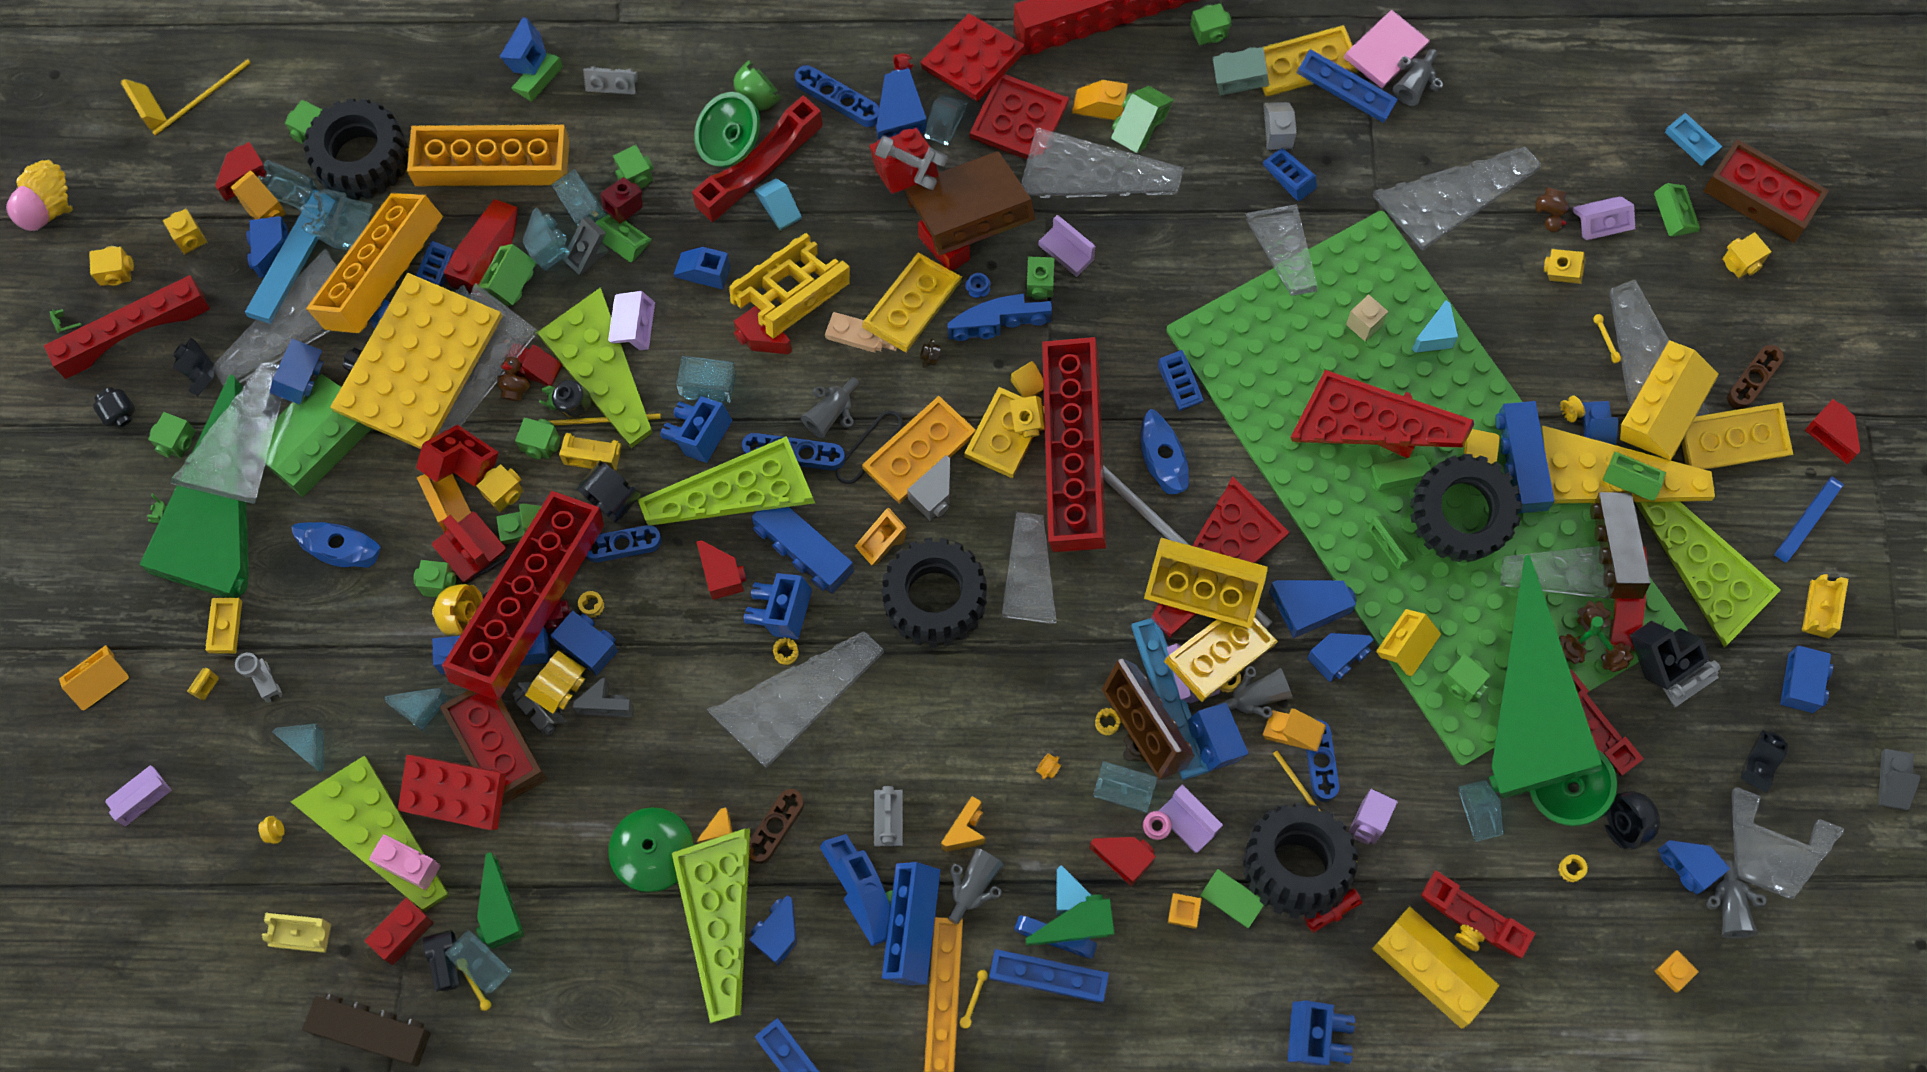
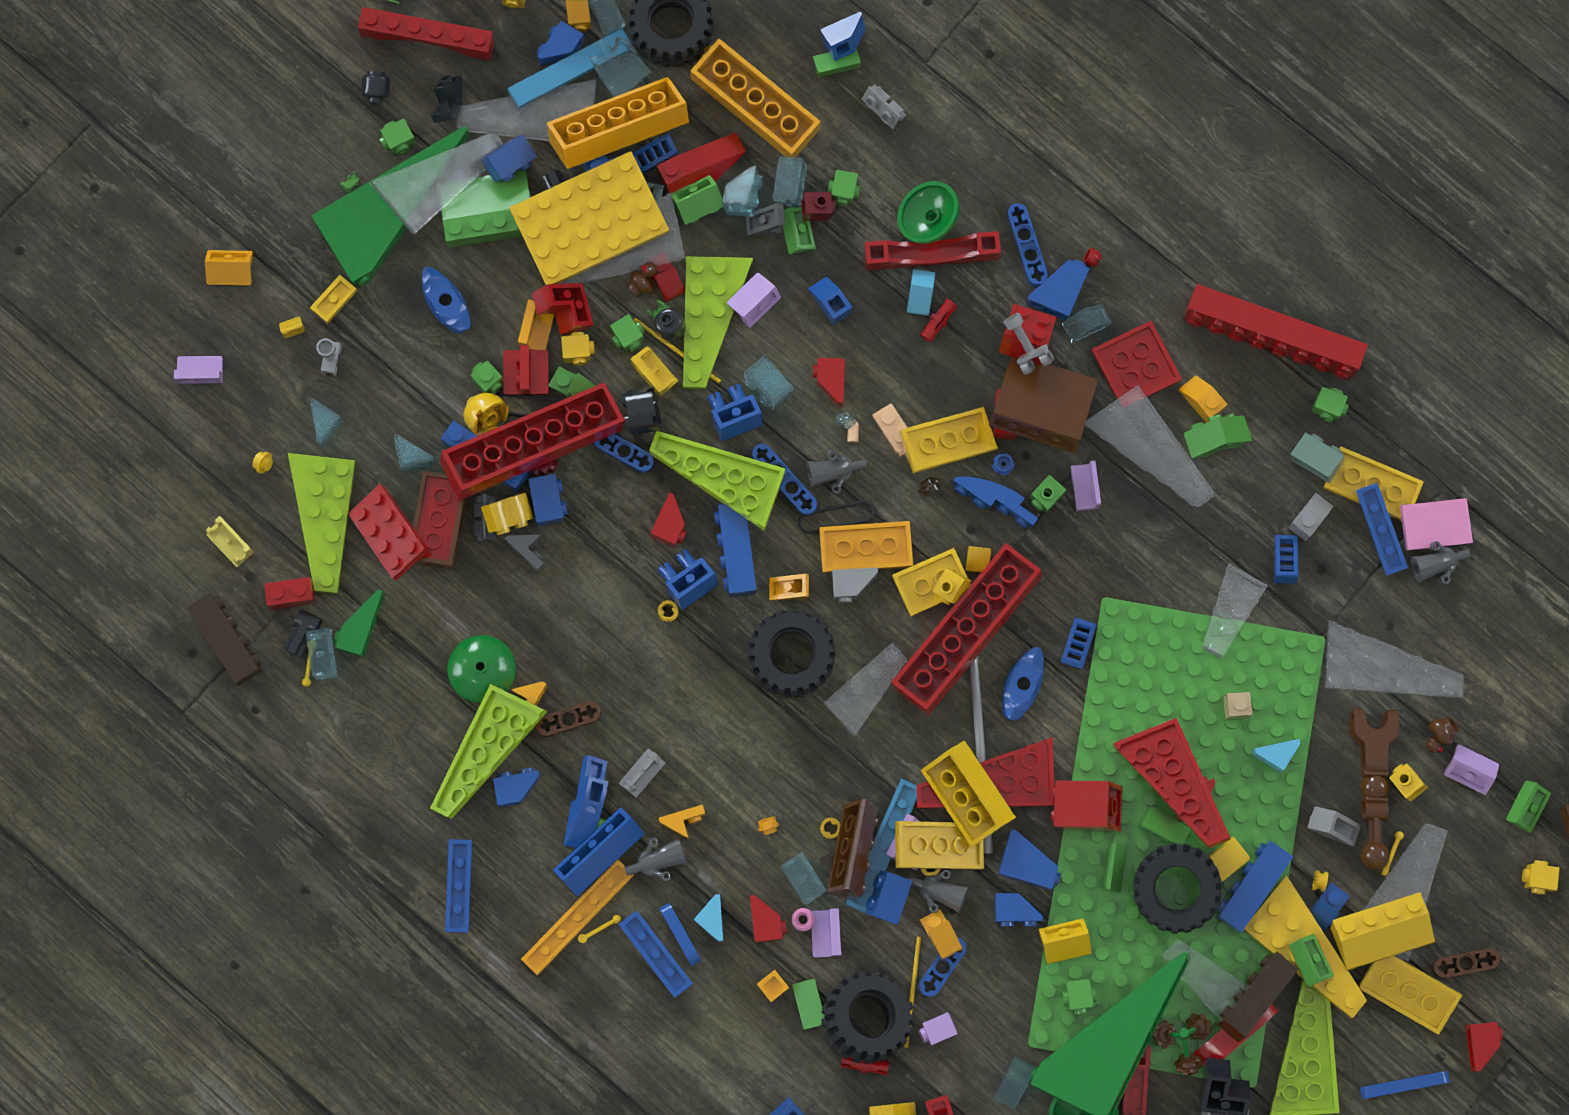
camera: 35 degrees right, 10 degrees up
(404, 862) = (325, 554): bright pink brick -> none
(583, 600) = (573, 483): yellow bush -> none
(756, 87) = (975, 195): bright green cylinder -> none
(785, 705) = (638, 647): clear wing -> none
(800, 299) = (875, 379): yellow fence -> none
(812, 357) = (850, 424): none -> arm
(814, 212) = (938, 320): none -> red pin
(973, 57) = (1143, 293): red plate -> none
(1083, 921) = (700, 940): green slope -> none
(1318, 507) = (1087, 805): none -> red slope
(1525, 277) = (1374, 785): none -> reddish brown piece
(1539, 353) = (1334, 826): none -> light grey slope

